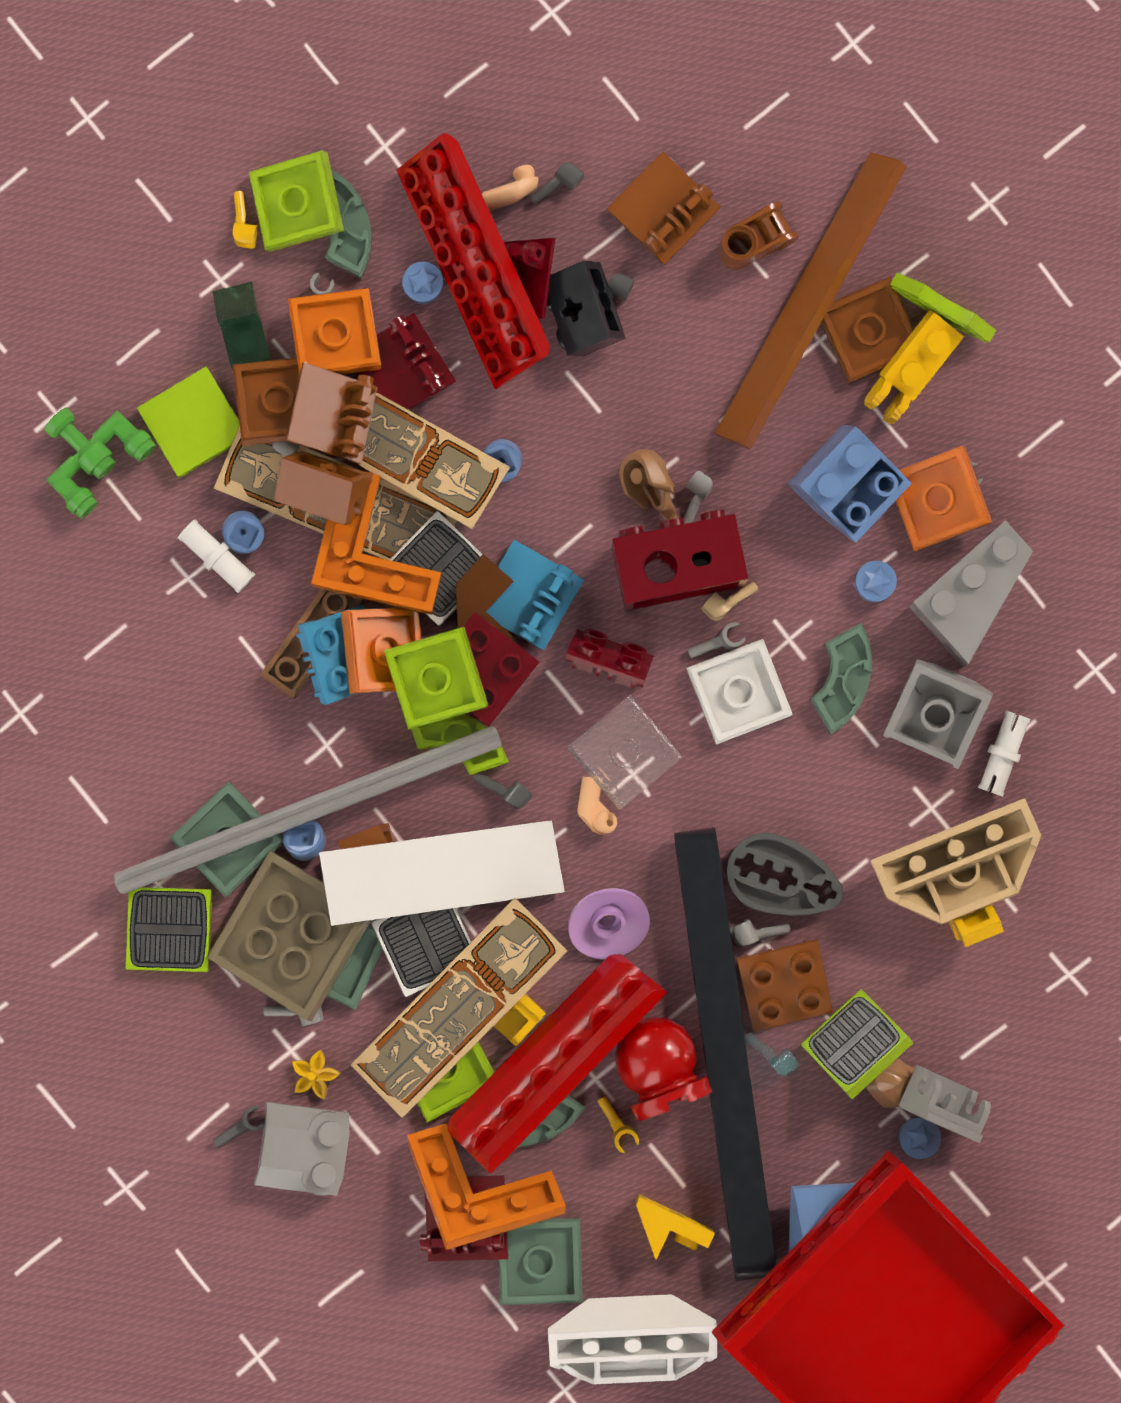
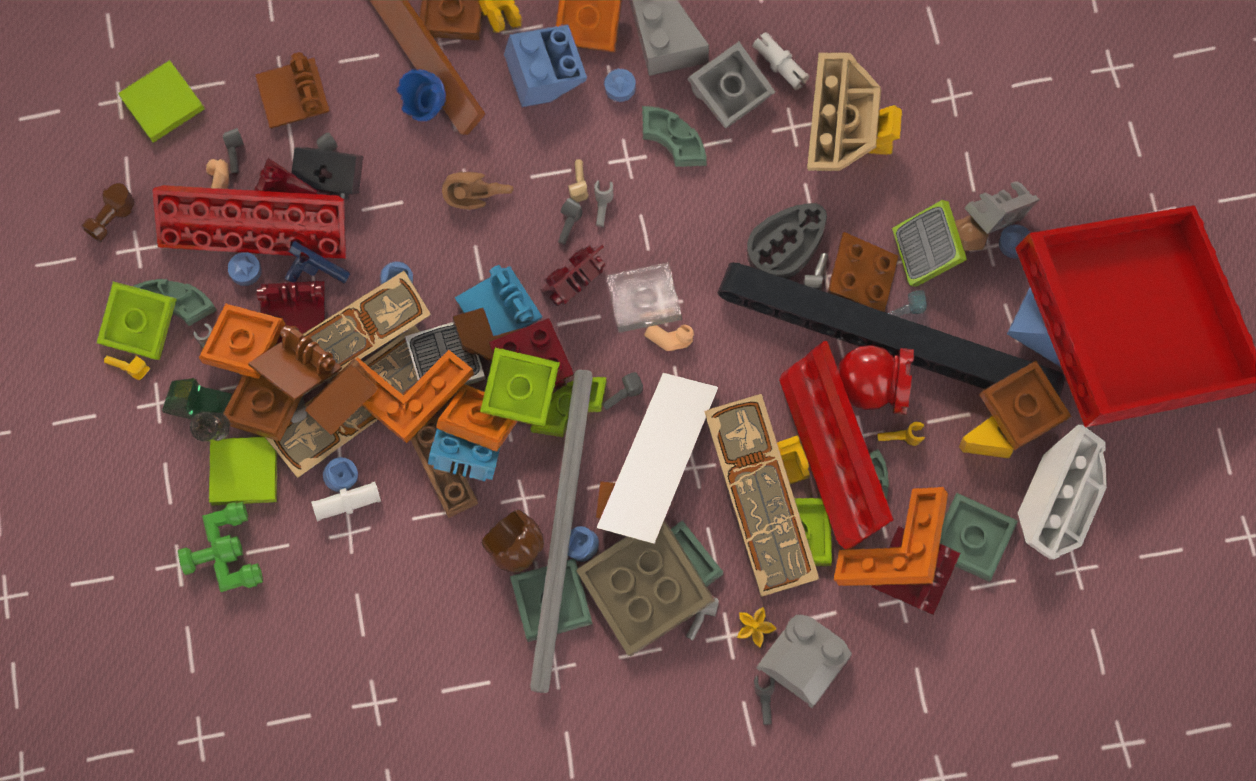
camera: 60 degrees left, 15 degrees down
(169, 929) = (592, 675): tile -> none
(202, 357) = (200, 425): none -> clear smoke bush
(262, 767) = (514, 542): none -> reddish brown hair
(421, 945) = (702, 501): tile -> none
(423, 90) = (117, 204): none -> reddish brown leg
(465, 357) = (312, 265): none -> dark blue hose
(573, 63) = (161, 101): none -> lime tile
(612, 935) = (765, 361): lavender dish -> none
(688, 614) = (574, 212): none -> dark grey hand
(701, 486) = (491, 160): light grey hand -> none
(701, 553) = (533, 191): dark red piece -> none
(711, 1249) = (1025, 405): none -> dark orange tile
(734, 362) = (421, 94): none -> blue hair
(739, 691) = (644, 206): white tile -> none
(763, 233) = (348, 40): dark orange piece -> none

